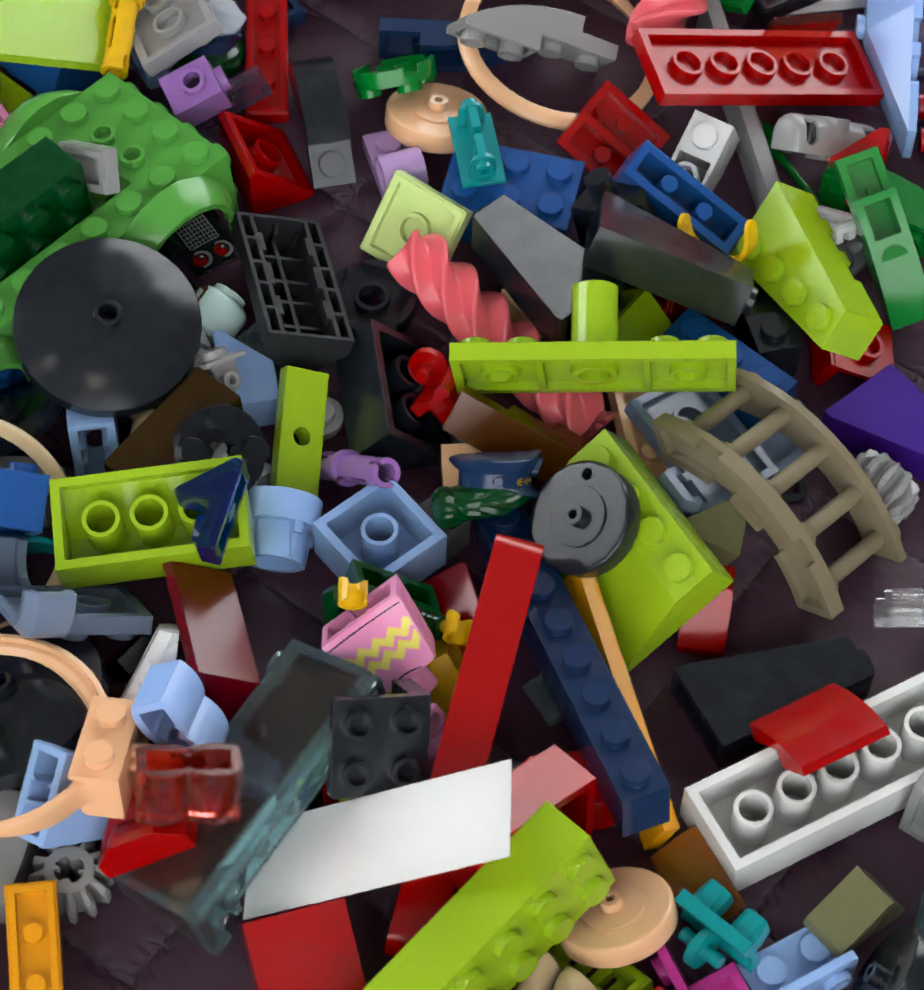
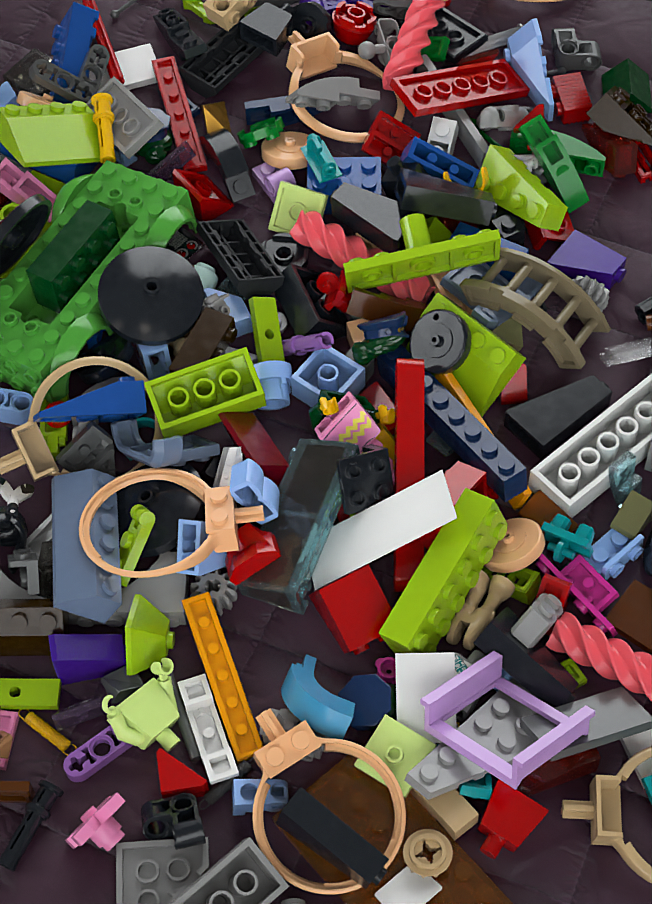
camera: 10 degrees left, 0 degrees up
(98, 165) = (121, 210): light grey tile -> none
(188, 784) = (271, 522): clear red brick -> none
(197, 91) = (158, 160): medium lavender brick -> none
(218, 496) = (240, 371): clear blue slope -> none
(226, 425) = (229, 334): black plate -> none
(329, 35) = (215, 117): none -> pearl gold slope
(819, 729) = (593, 424): red slope -> none
(850, 838) = (623, 477): none -> clear light blue slope

